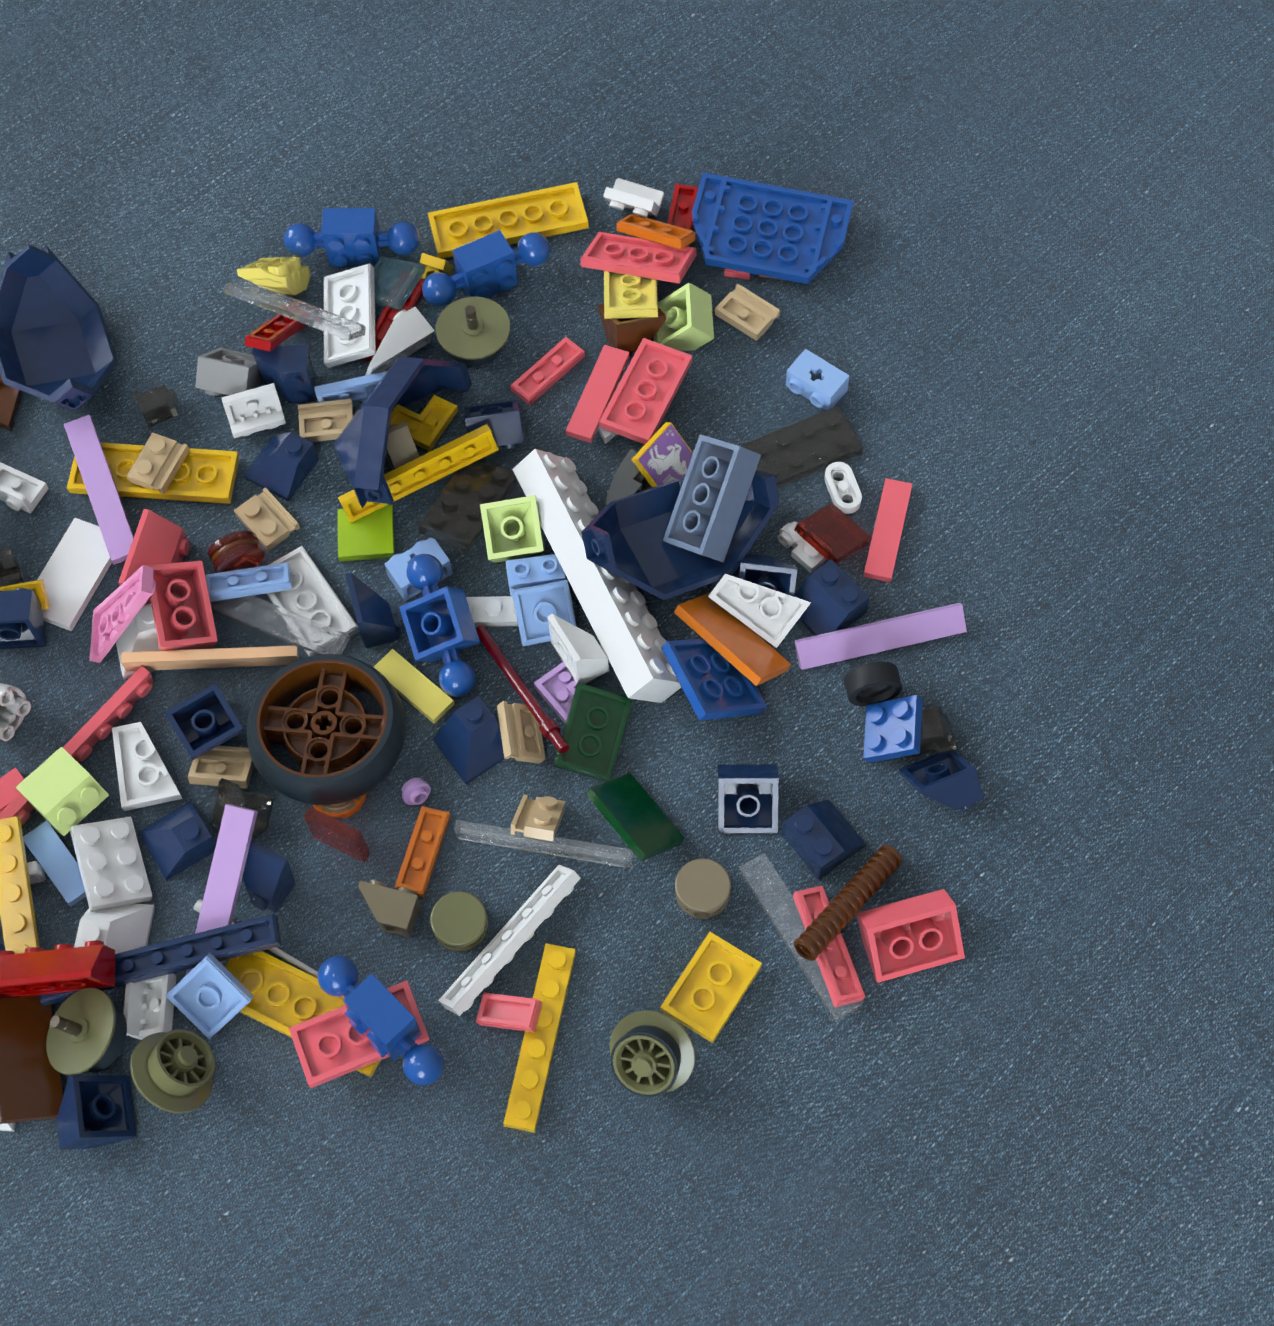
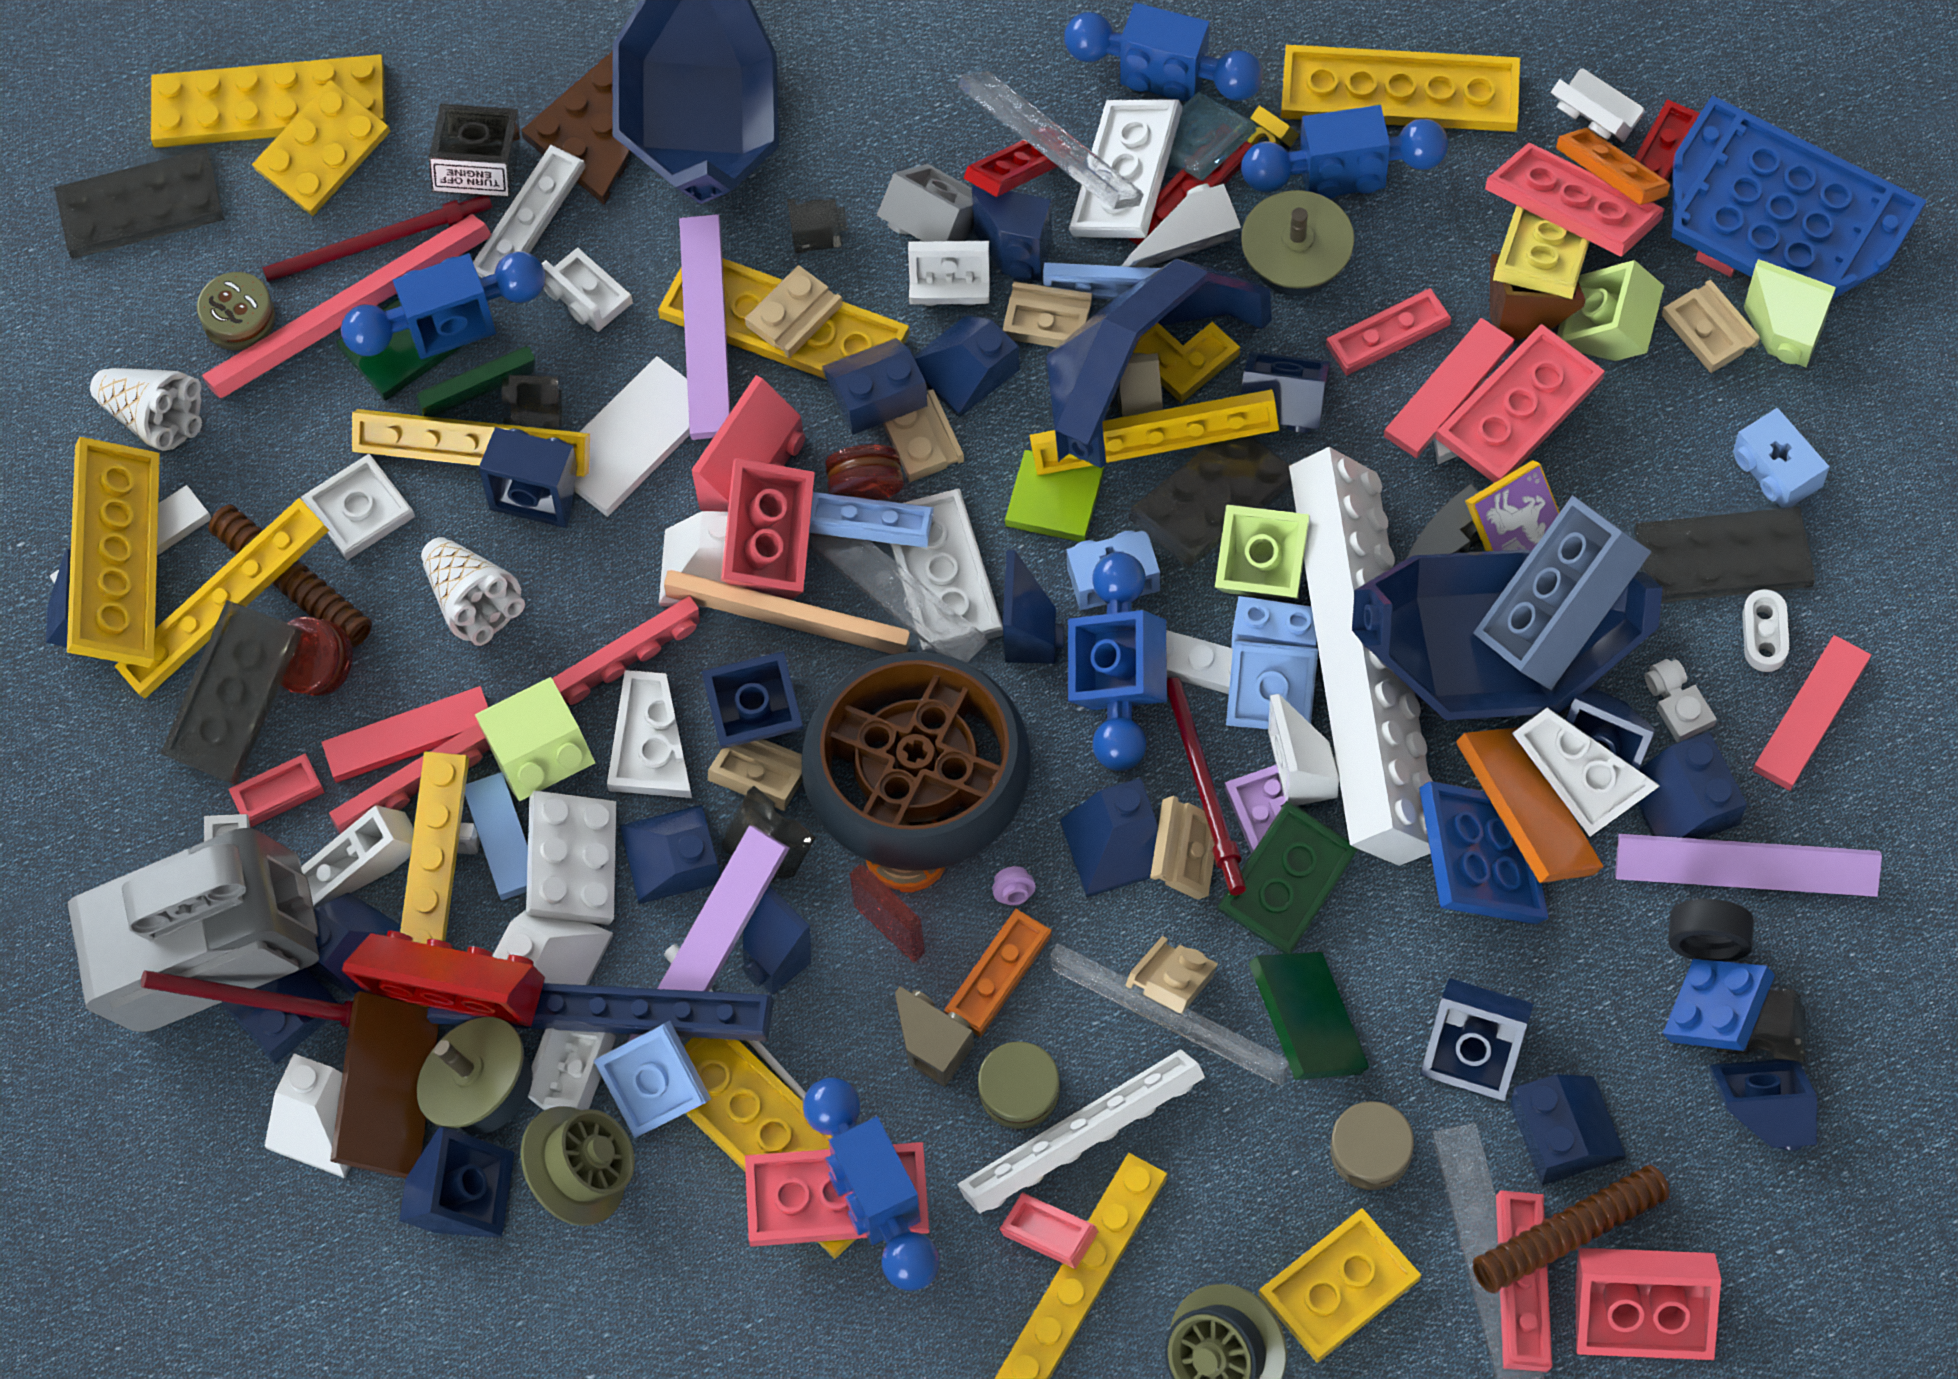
camera: 20 degrees right, 0 degrees up
(118, 611) = (679, 510): bright pink wing -> none
(227, 494) = (877, 385): none -> dark blue slope
(277, 274) = (1041, 79): light yellow slope -> none
(414, 686) = (1056, 737): light yellow tile -> none
(791, 288) = (1787, 311): none -> yellowish green slope
(832, 533) = (1727, 694): clear red tile -> none

